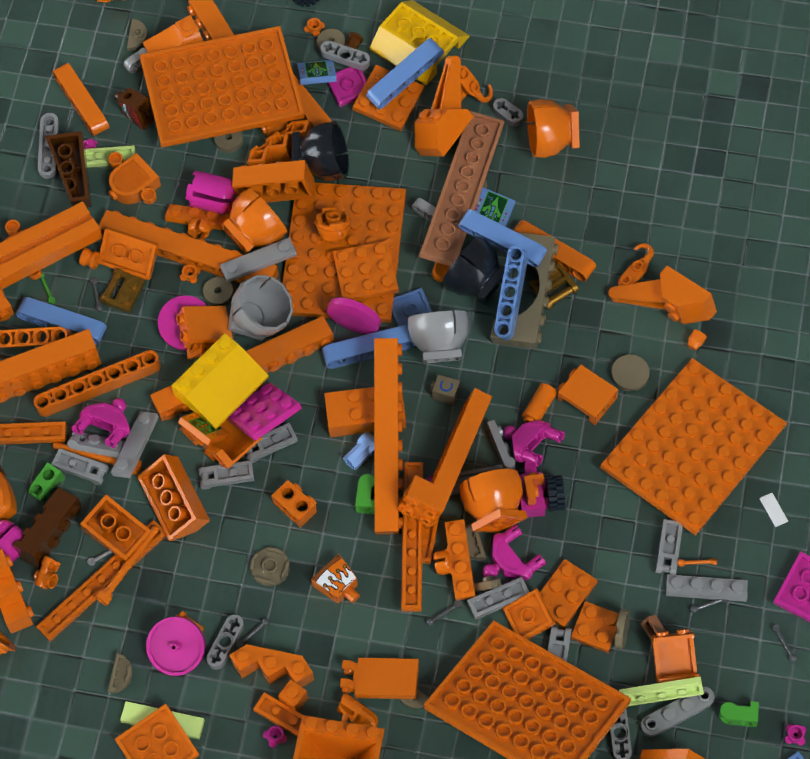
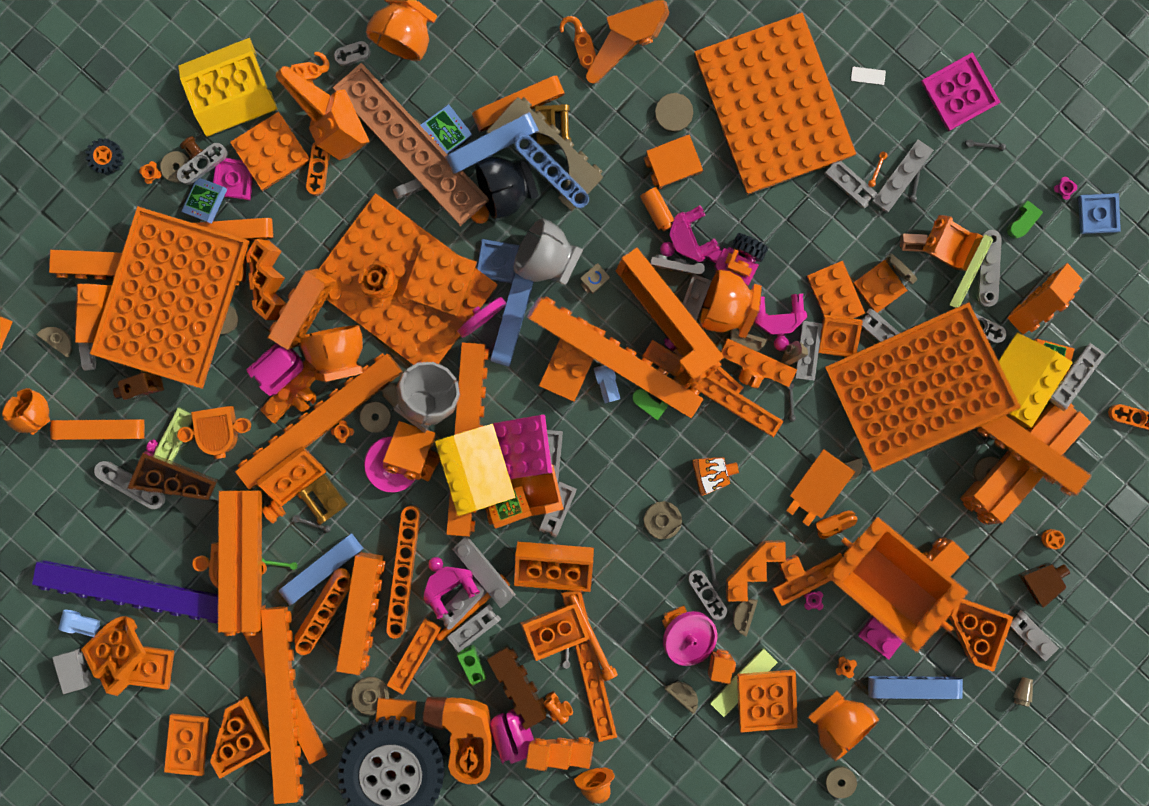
camera: 65 degrees left, 25 degrees up
(64, 42) = (26, 412): none -> orange piece
(166, 684) = (721, 666): none -> orange brick
(224, 683) = (743, 615): none -> dark tan plate
(258, 260) = (372, 367): light grey plate -> none
(291, 505) = (621, 473): orange brick -> none
(319, 151) = (298, 252): black plate -> none
(394, 144) = (311, 180): none -> orange beam
(405, 73) = (262, 123): medium blue beam -> none
(696, 339) = (679, 37): orange hose -> none

